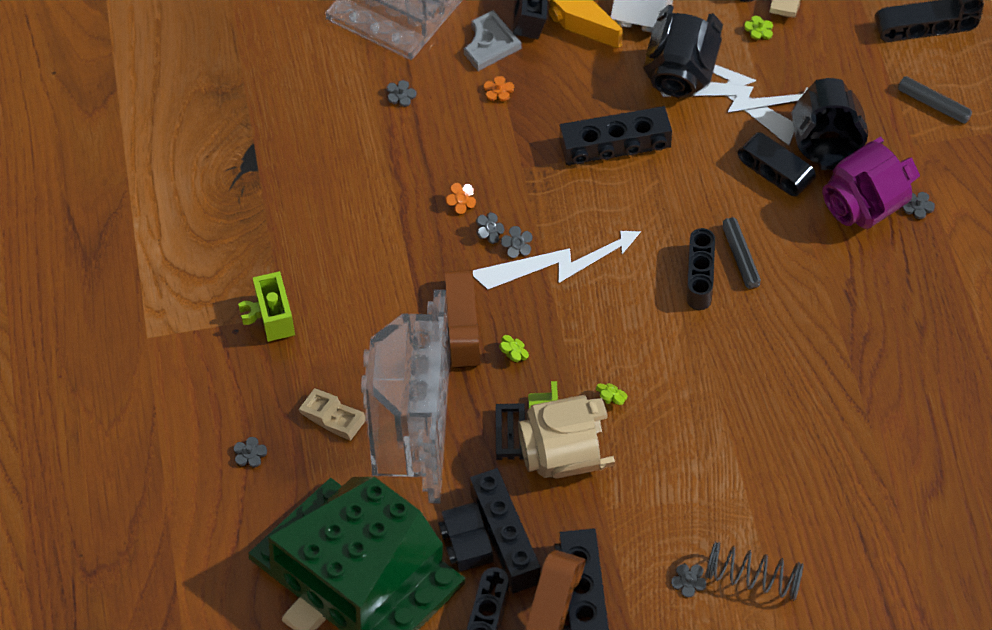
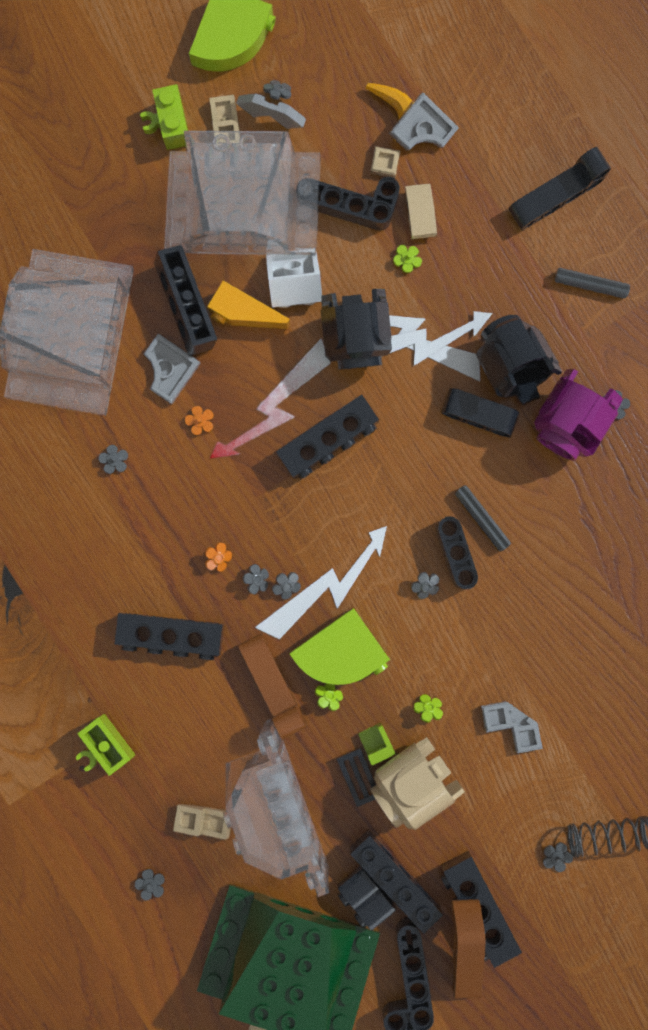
camera: 25 degrees left, 30 degrees up
(382, 242) = (129, 625): none -> black brick
(544, 312) = (341, 652): none -> lime brick
(627, 81) = (307, 368): none -> sticker
(657, 287) = (426, 585): none -> dark grey plant
(689, 430) = (504, 716): none -> light grey tile

